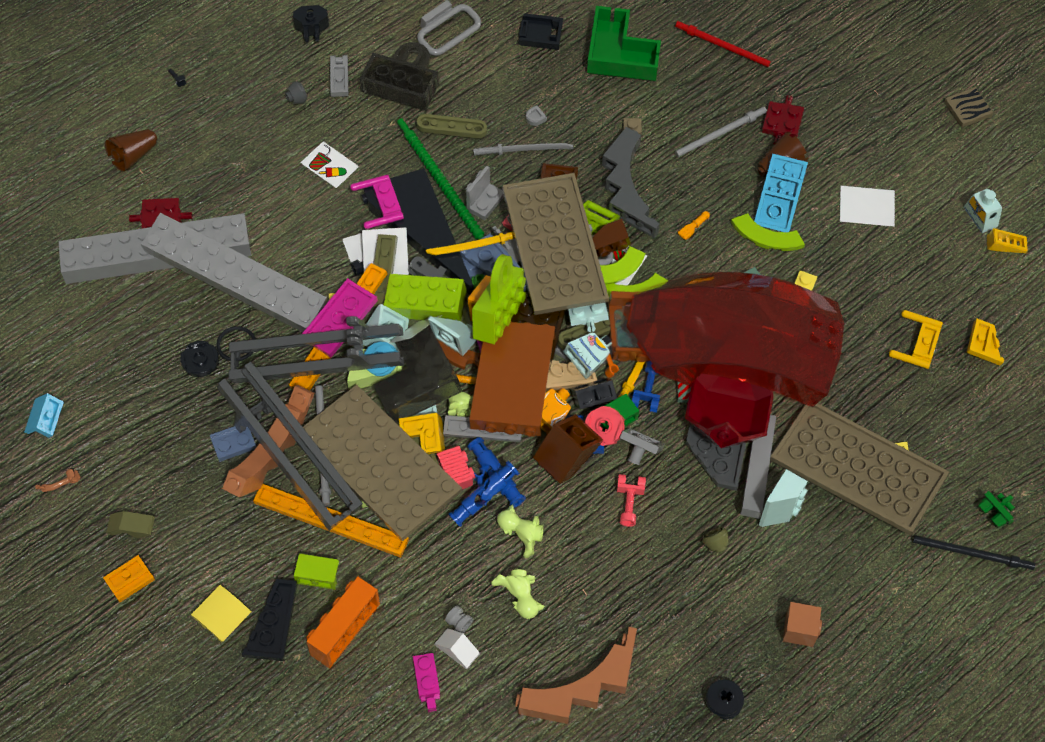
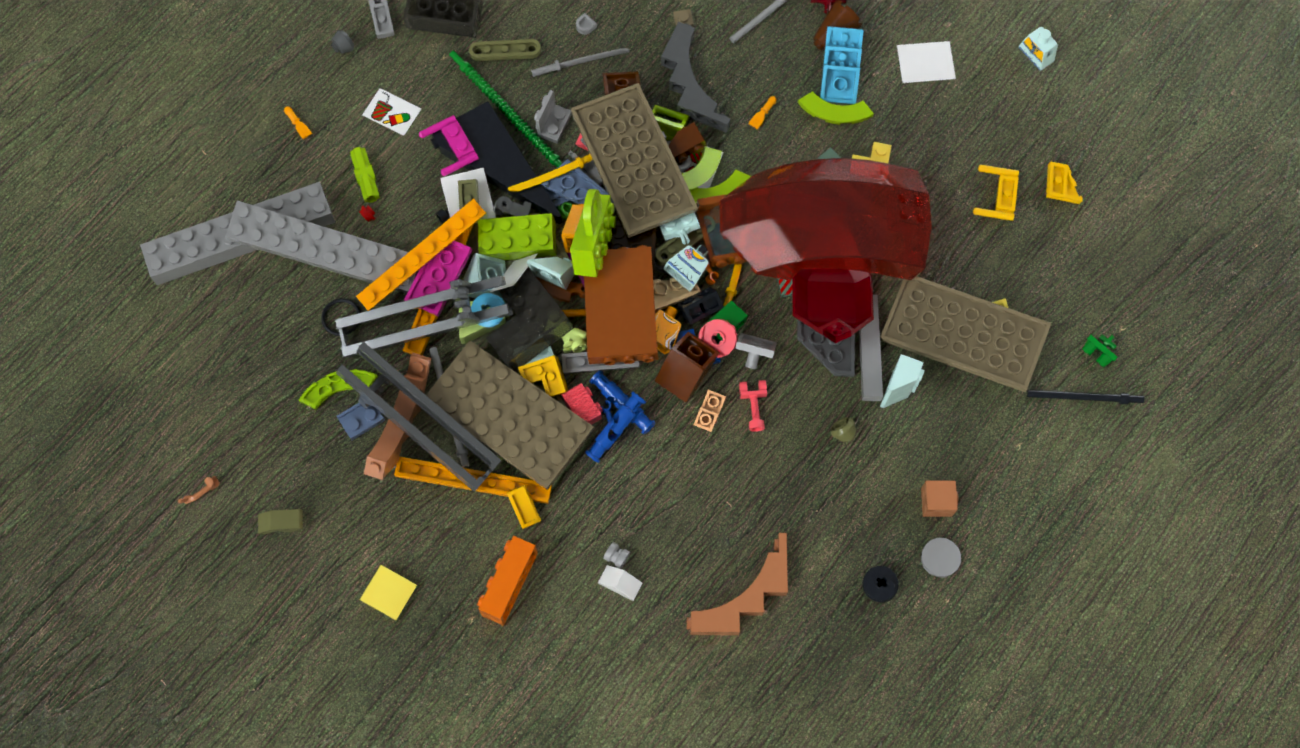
camera: 10 degrees left, 10 degrees up
(44, 415) = (168, 426): medium azure panel -> none
(128, 578) = (291, 575): light orange plate -> none
(129, 147) = (188, 131): reddish brown cone -> none
(153, 207) = (234, 190): dark red plate -> none
(180, 80) = (221, 48): black hand -> none
(199, 359) = (308, 339): black tile -> none
(208, 406) = (332, 384): none -> lime tile
(239, 164) = (301, 128): none -> light orange piece
(273, 625) = (440, 600): black wing -> none
(284, 251) = (368, 213): none -> red plate
(290, 216) = (364, 175): none -> lime piece
(316, 571) = (471, 534): lime panel -> none
(326, 294) = (421, 254): none -> light orange plate
(354, 247) = (435, 195): white sticker -> none
(375, 554) = (523, 506): none -> yellow tile
(427, 680) = (598, 619): dark pink hinge -> none
(519, 586) = (667, 511): yellowish green animal -> none
(527, 530) = (662, 454): yellowish green animal -> none
(583, 497) = (710, 410): none -> light nougat slope
(647, 395) = (750, 297): blue bar -> none
(793, 685) = (941, 557): none -> light grey tile
(995, 243) = (1054, 77): yellow slope -> none

